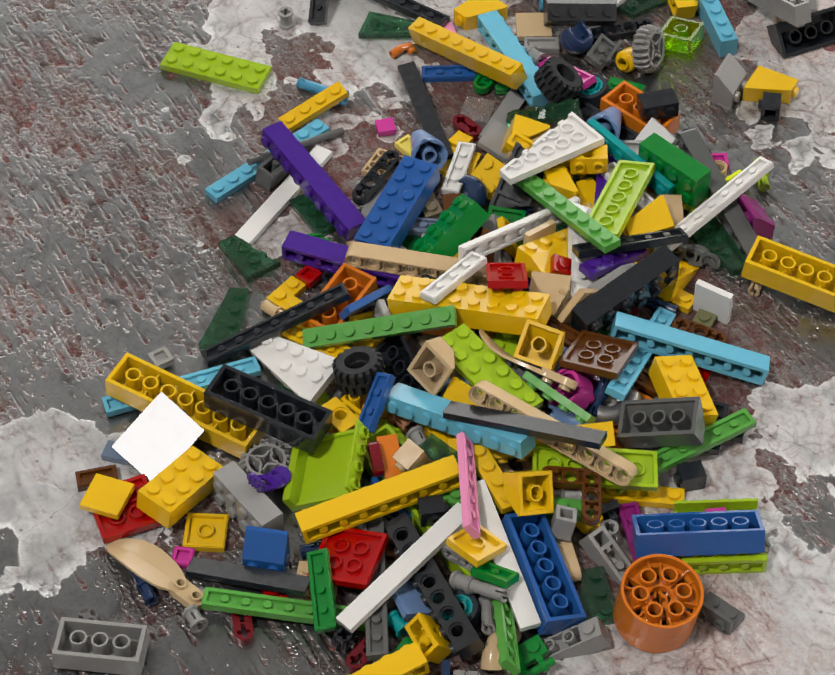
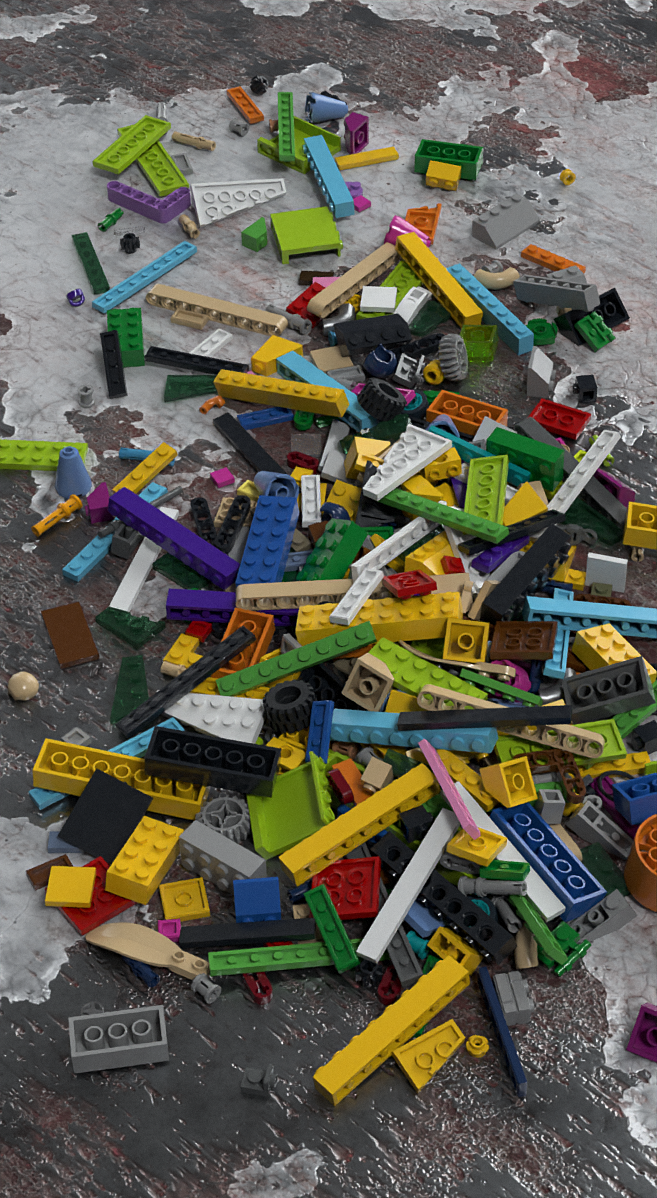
camera: 15 degrees left, 5 degrees down
(131, 295) = (22, 686): none -> tan hair
(190, 255) = (70, 635): none -> reddish brown tile
(226, 131) = (62, 509): none -> light orange pin
(244, 96) = (71, 474): none -> medium blue cone
(254, 133) = (98, 505): none -> magenta slope
(275, 478) = (240, 831): dark purple piece -> none
(351, 171) = (203, 524): none -> black beam
(365, 302) = (271, 640): blue tile -> none
(540, 231) = (420, 539): tan tile -> none
(624, 512) = (599, 781): none -> black tyre
(657, 104) = (485, 403): black brick -> none
(732, 132) = (560, 418): none -> red plate
(755, 42) = (548, 331): none -> green plate
(770, 81) = (573, 366): yellow slope -> none
(799, 50) = (592, 334): none -> green plate

